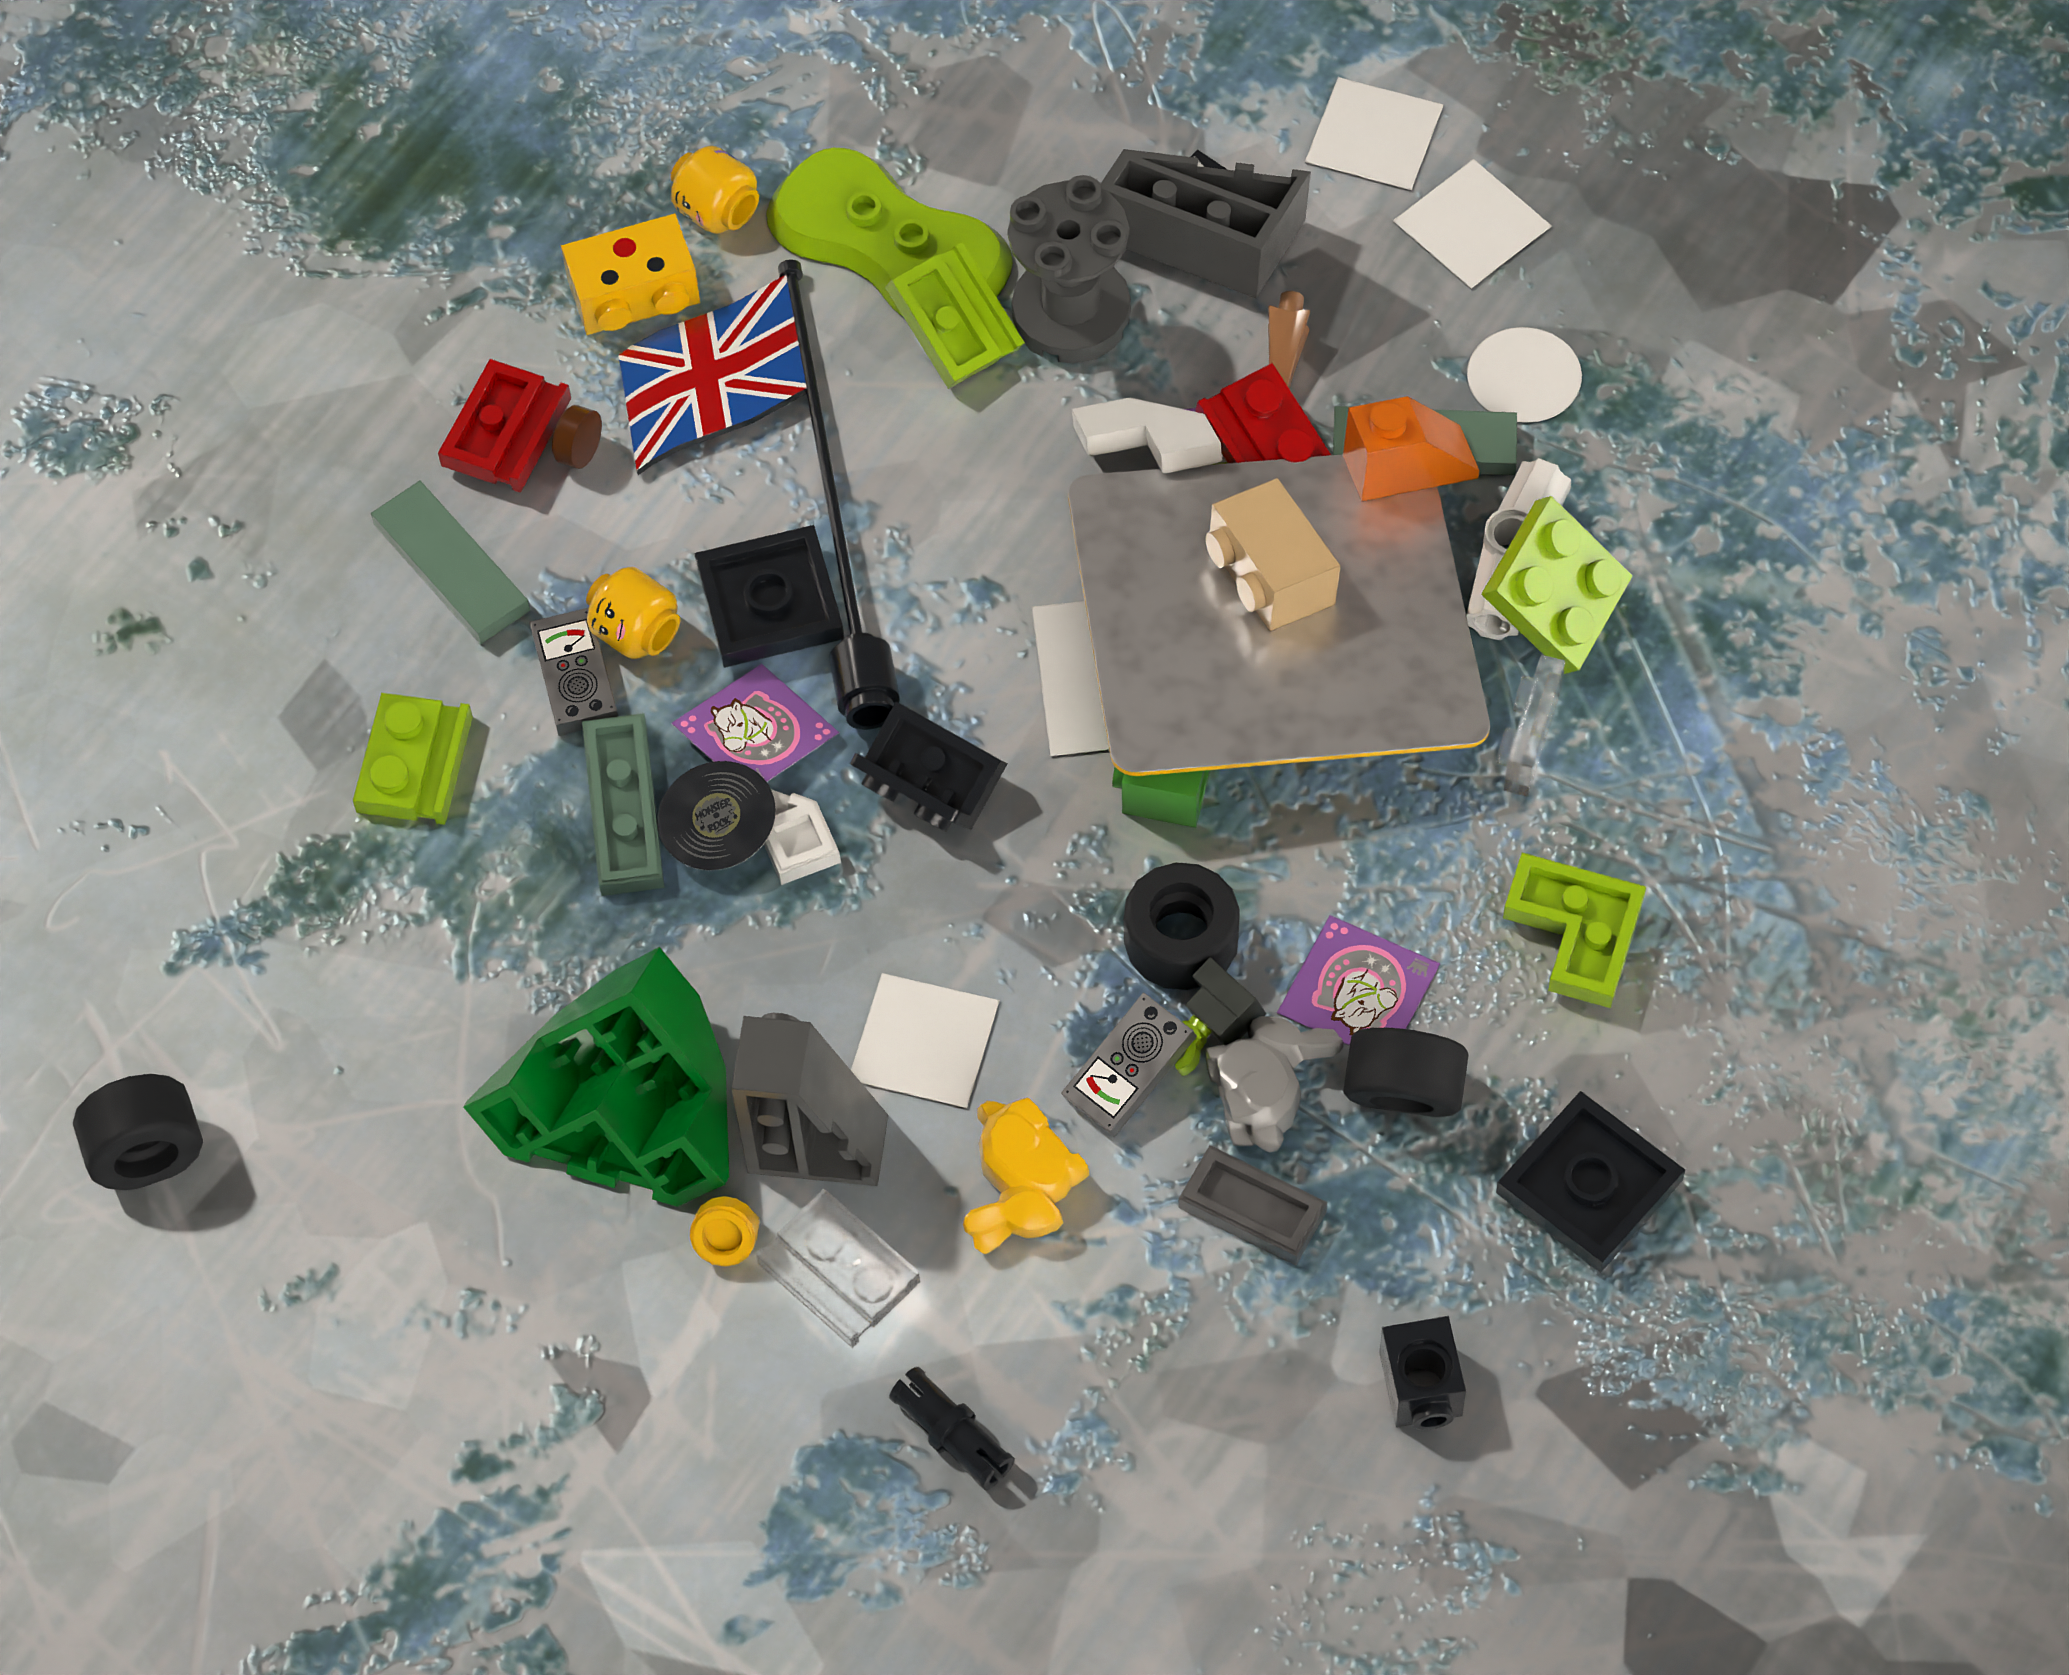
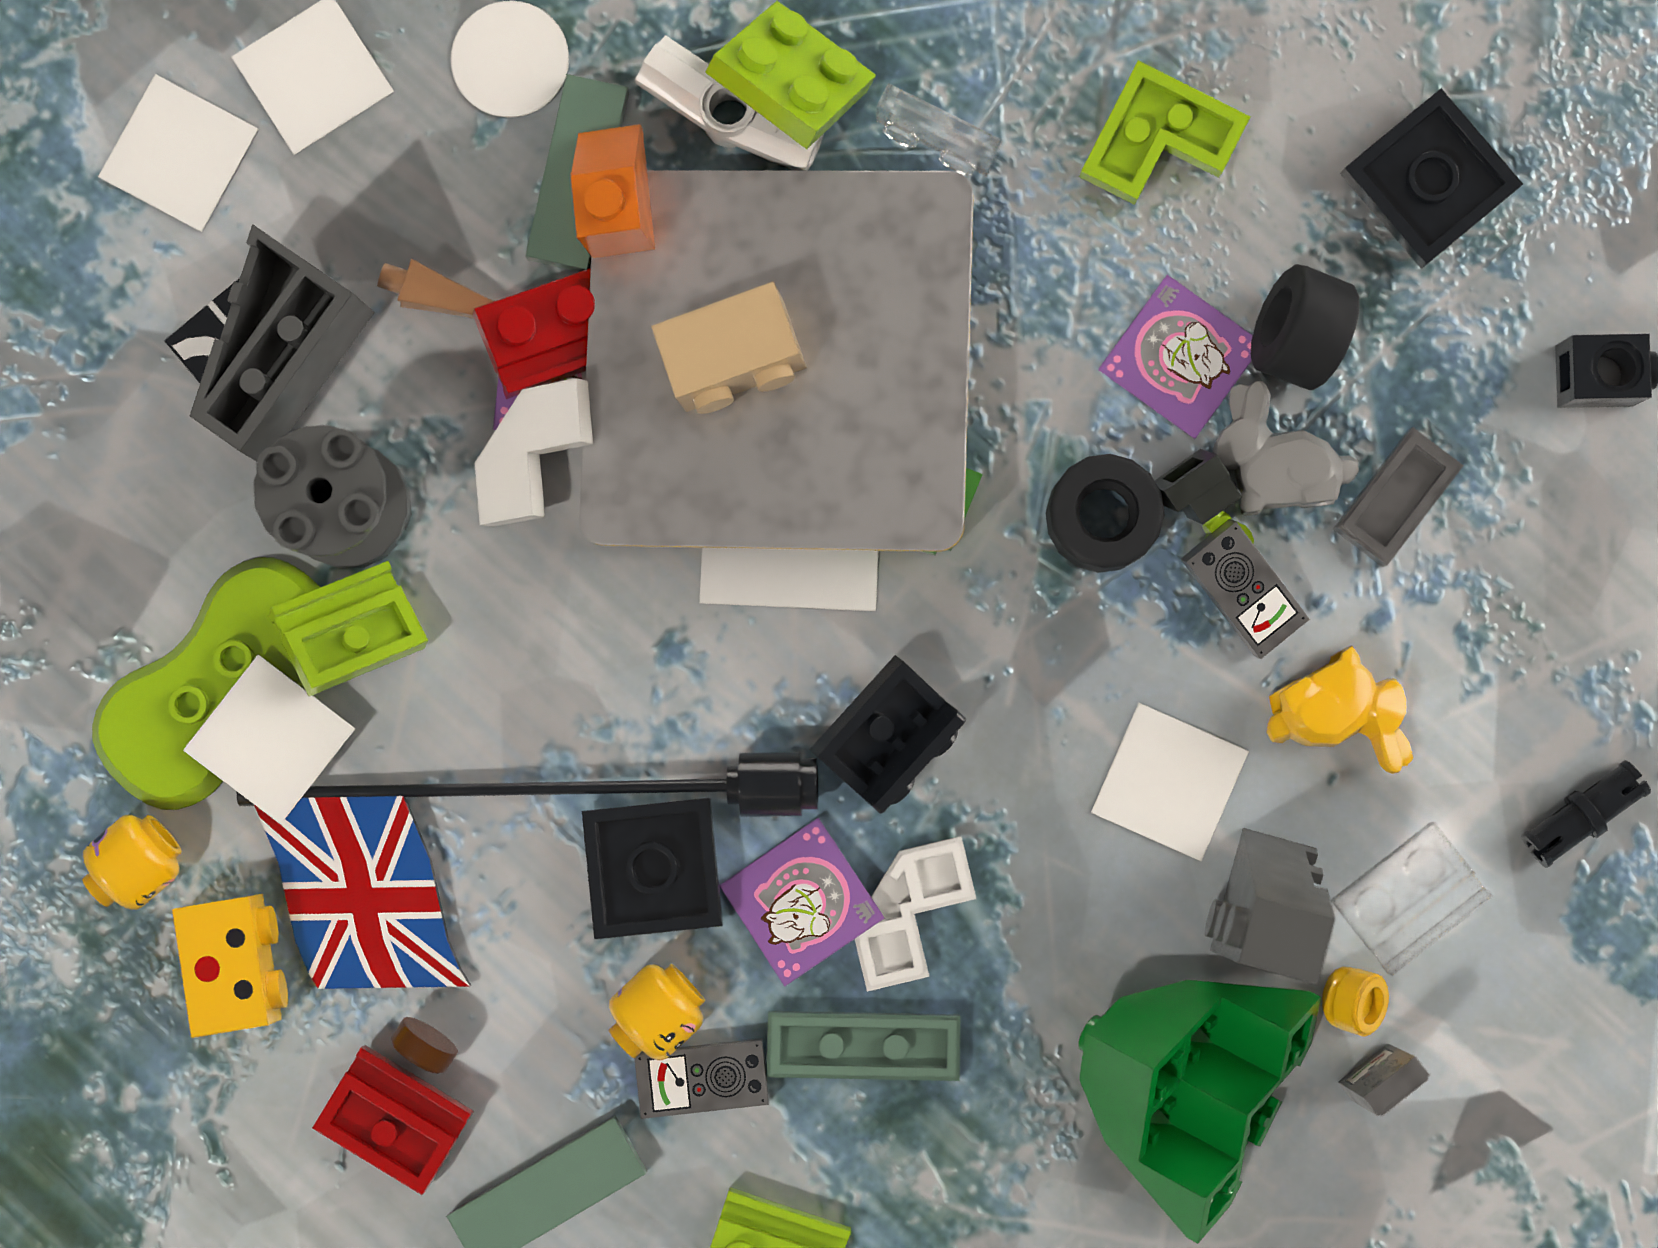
camera: 80 degrees left, 25 degrees up
(647, 1242) = (1384, 1079): none -> flat silver tile
(716, 815) = (904, 954): black sticker -> none
(841, 274) = (269, 739): none -> white sticker

